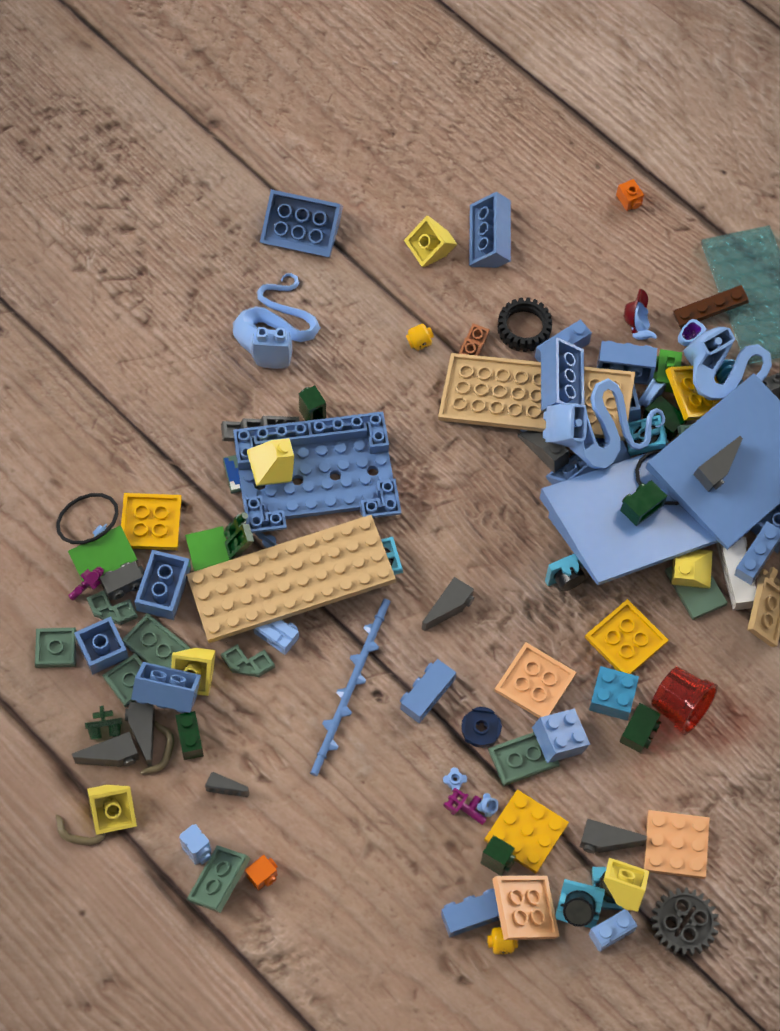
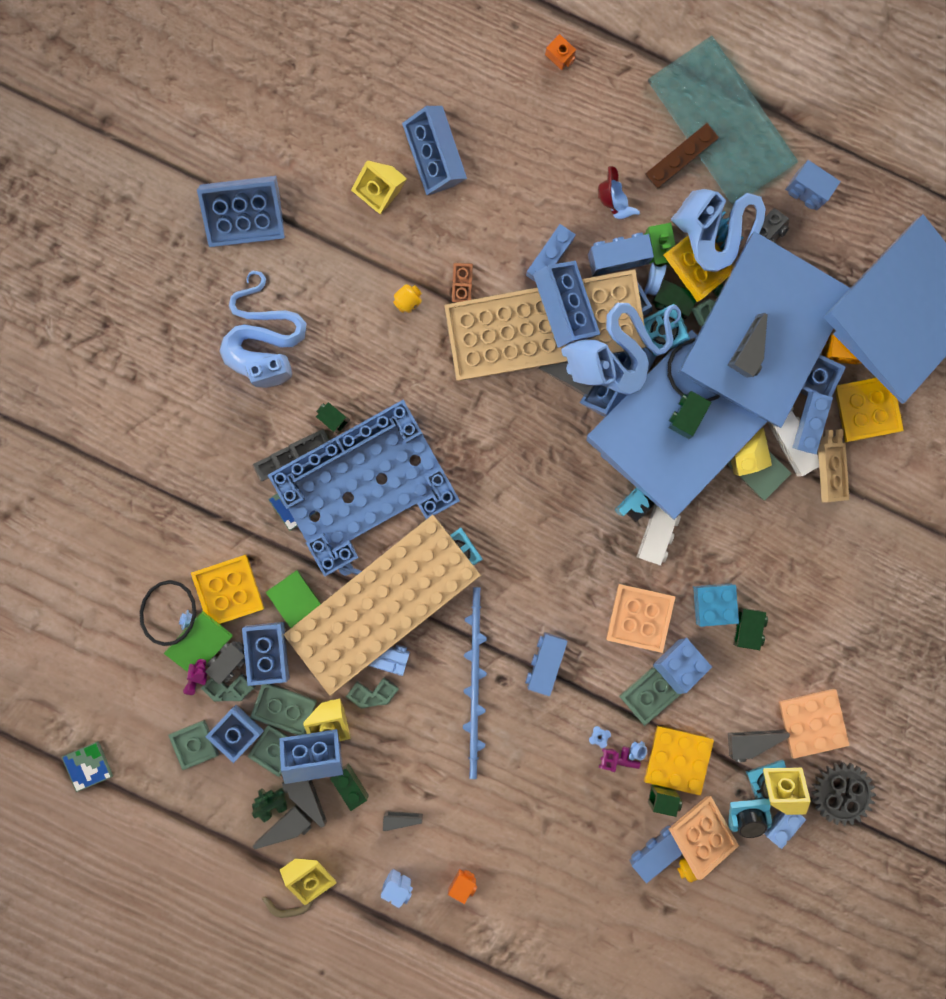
camera: 20 degrees left, 25 degrees up
(167, 751) = (335, 804): dark tan animal -> none
(218, 879) = (428, 907): sand green tile -> none
(238, 536) = (317, 584): dark green plate -> none
(272, 462) = (318, 497): light yellow slope -> none
(450, 603) = (537, 568): dark grey slope -> none
(476, 737) = (599, 688): dark blue plate -> none
(524, 306) = (520, 227): black tyre -> none
(582, 608) = (657, 536): none -> white brick
(626, 638) = (709, 544): yellow plate -> none
(684, 699) = (784, 593): clear red piece -> none
(690, 332) = (672, 195): rock -> none

